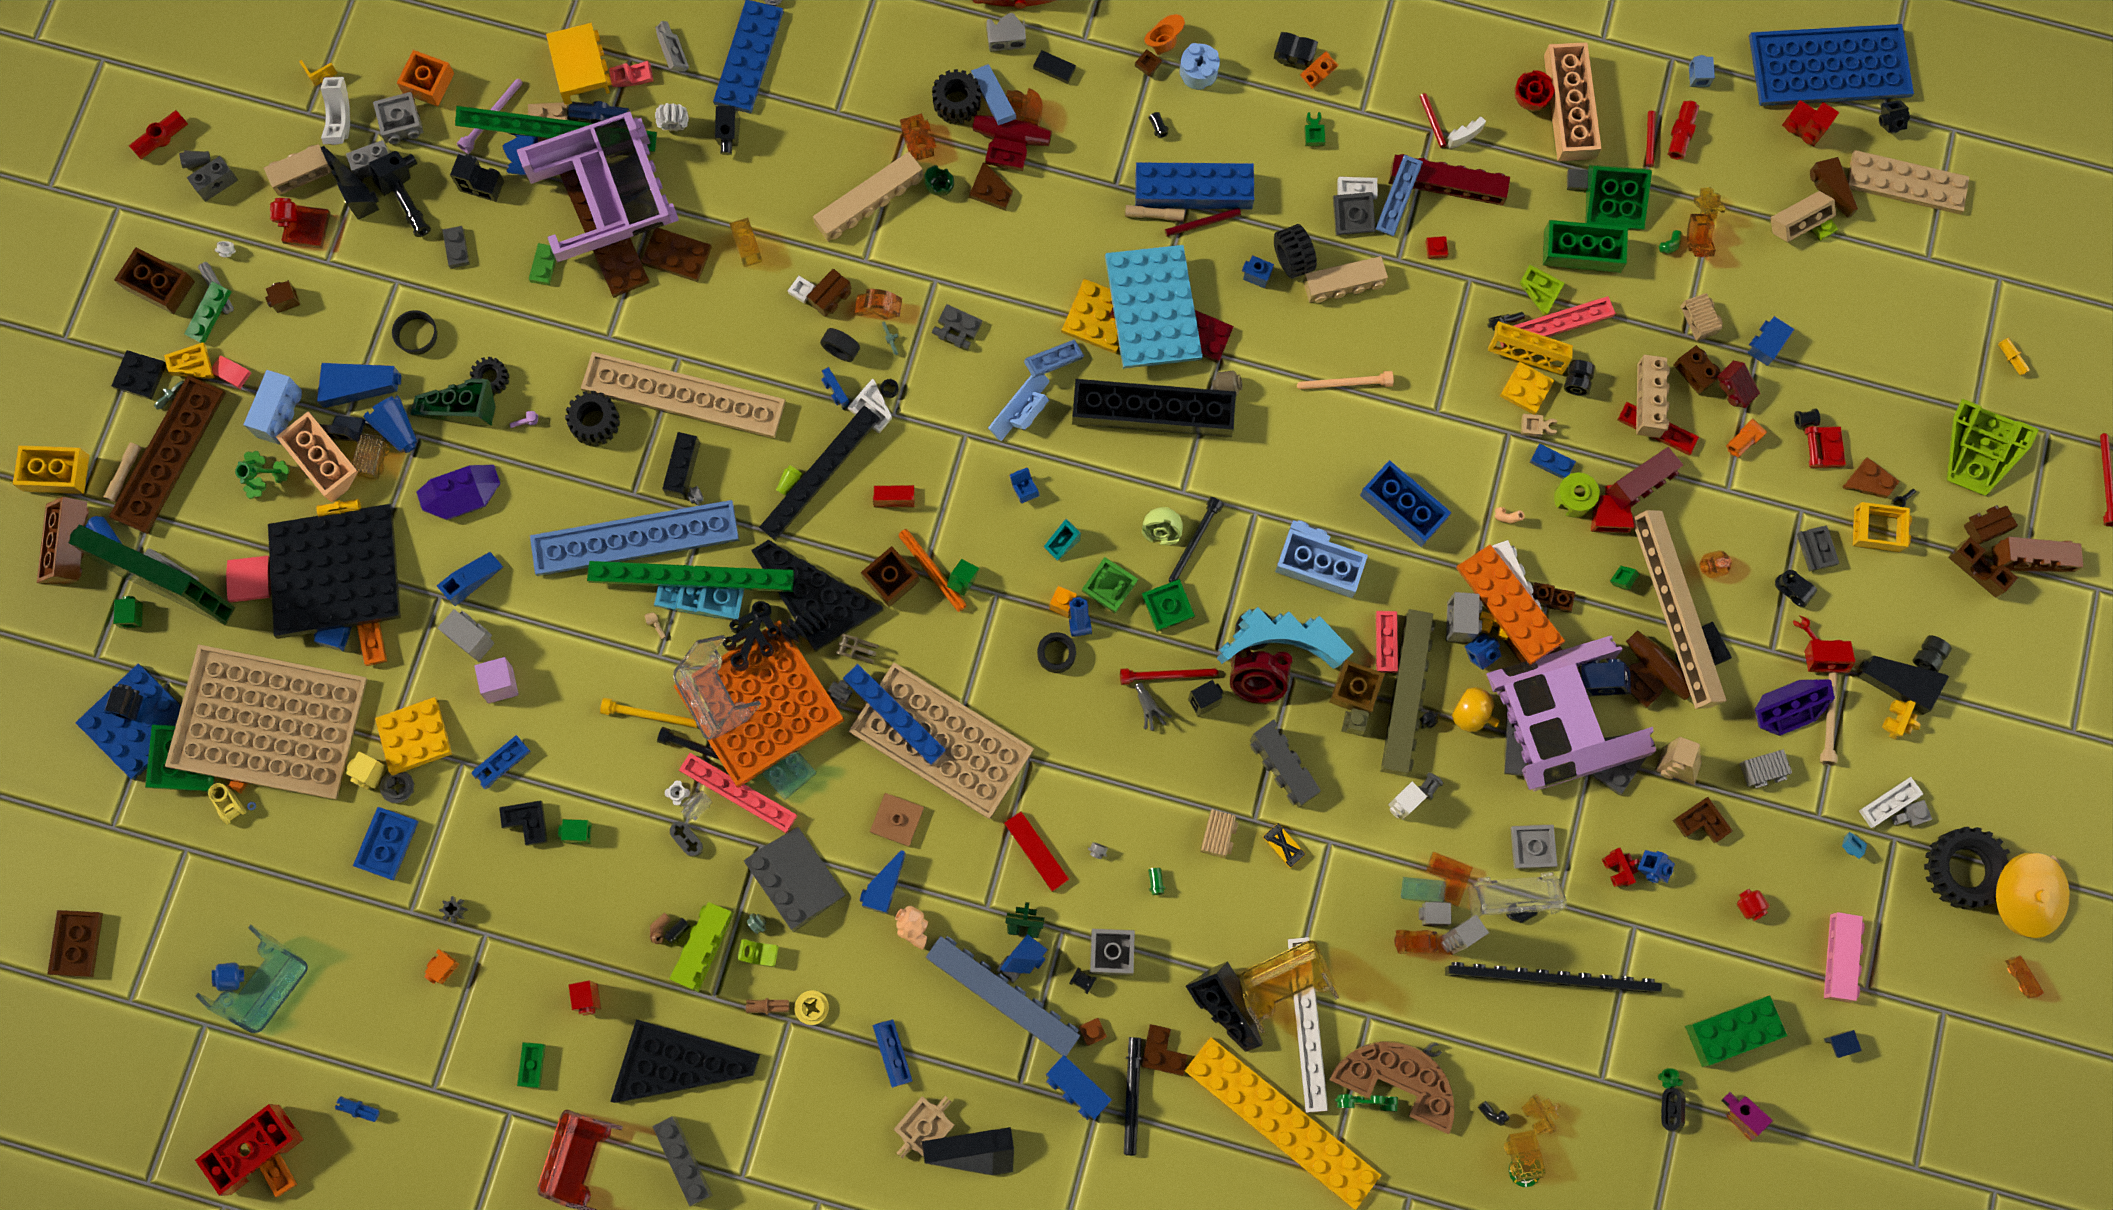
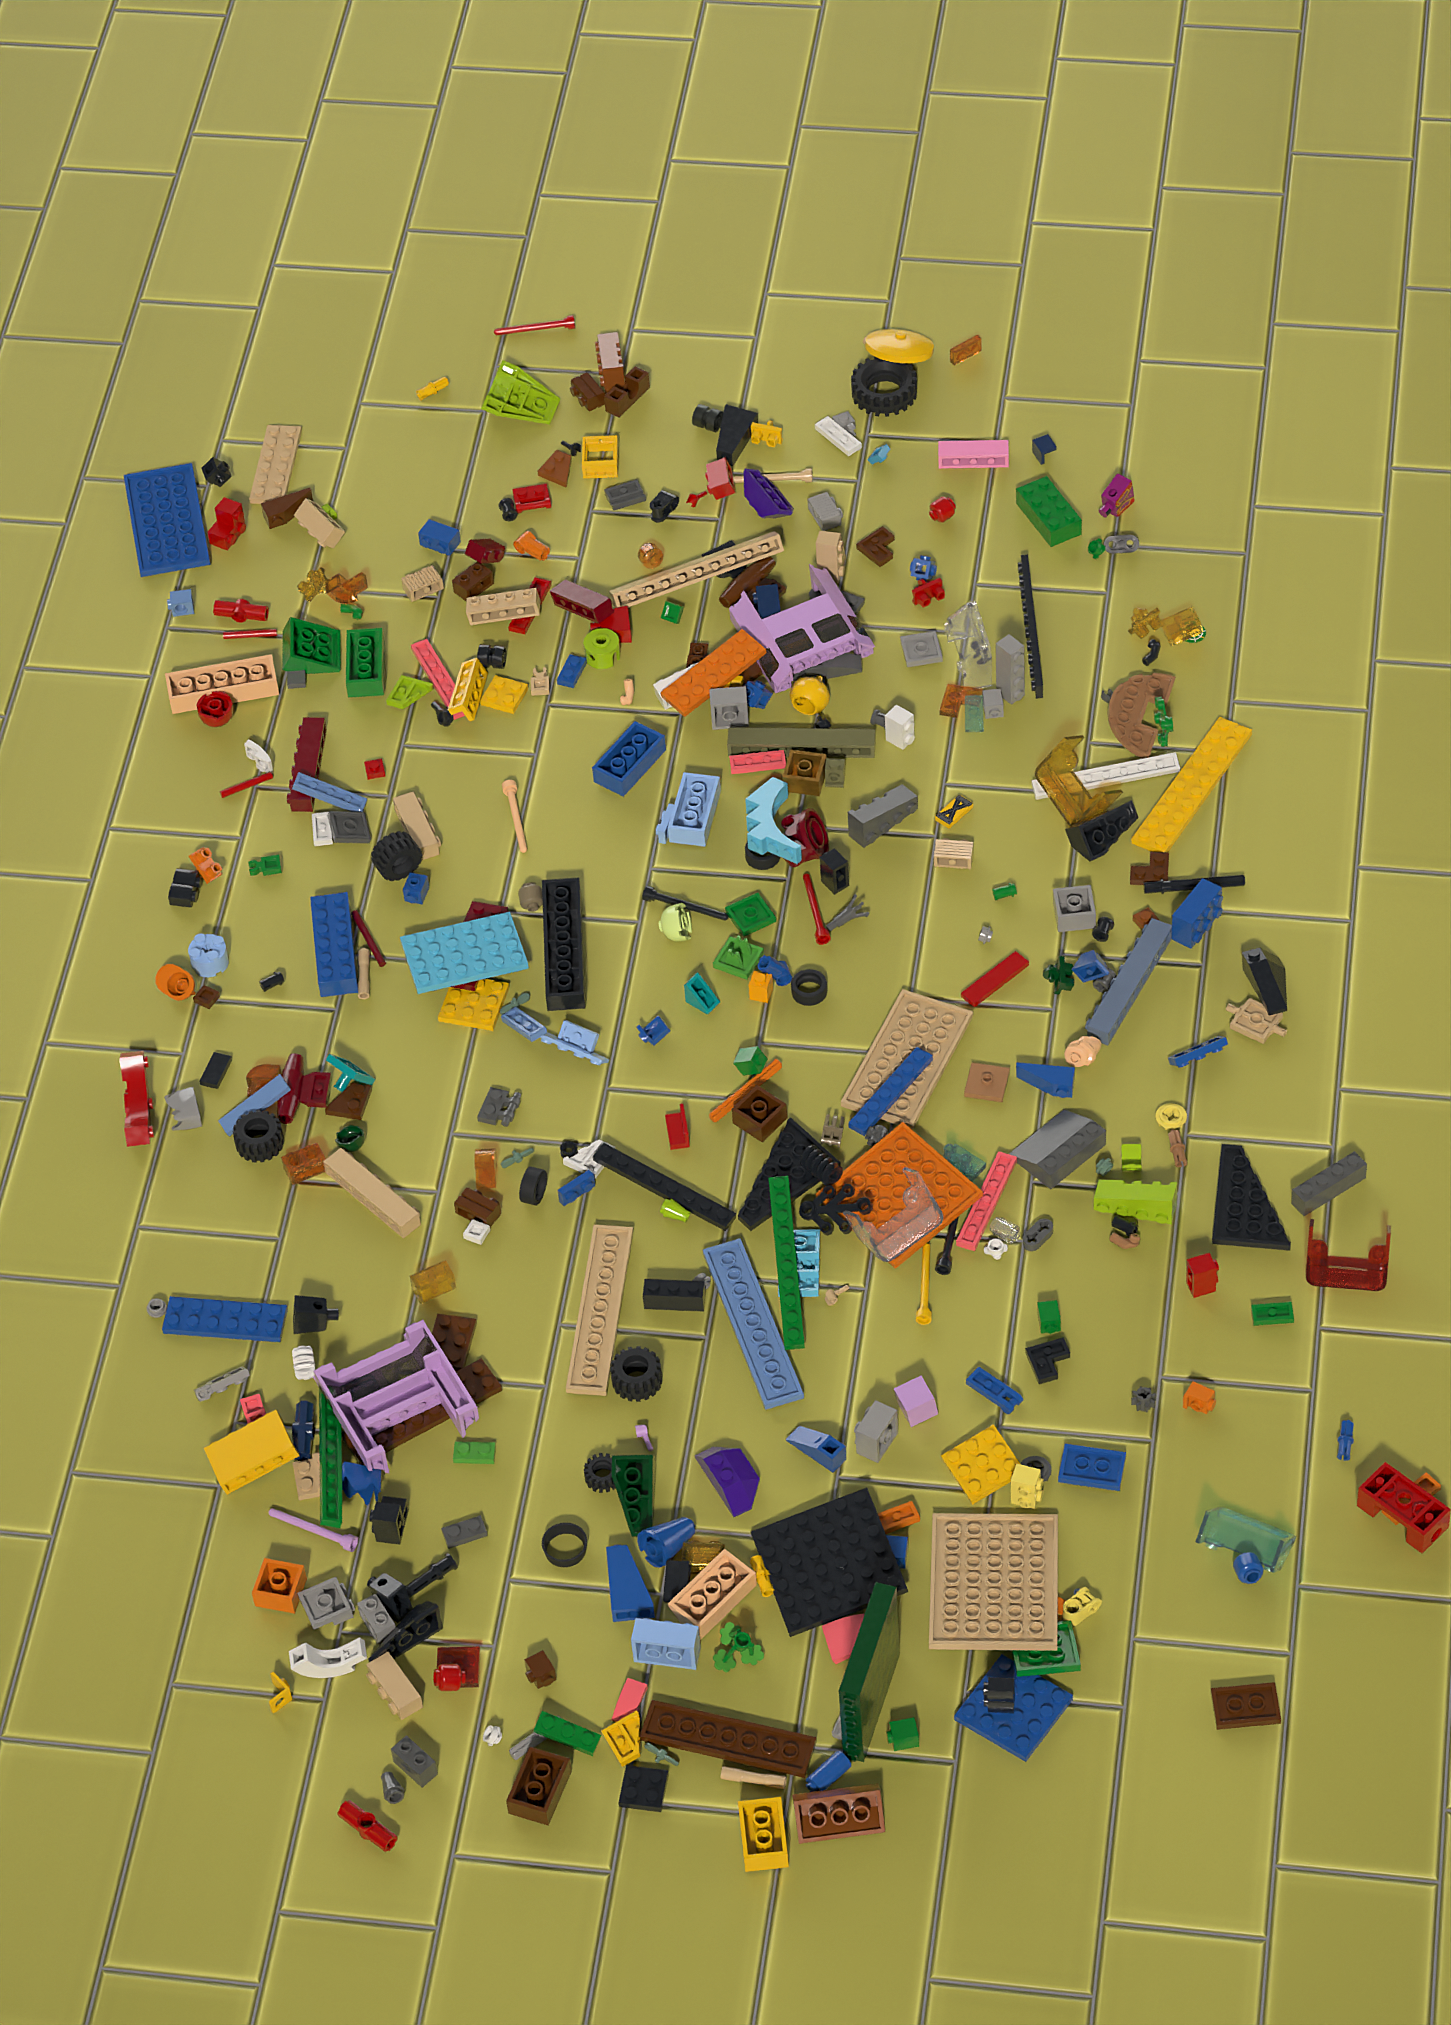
camera: 90 degrees left, 25 degrees down
(1021, 186) = (349, 1072): none -> teal tile
(1096, 365) = (515, 1003): none -> sand green piece
(1416, 942) = (1020, 712): clear orange brick -> none

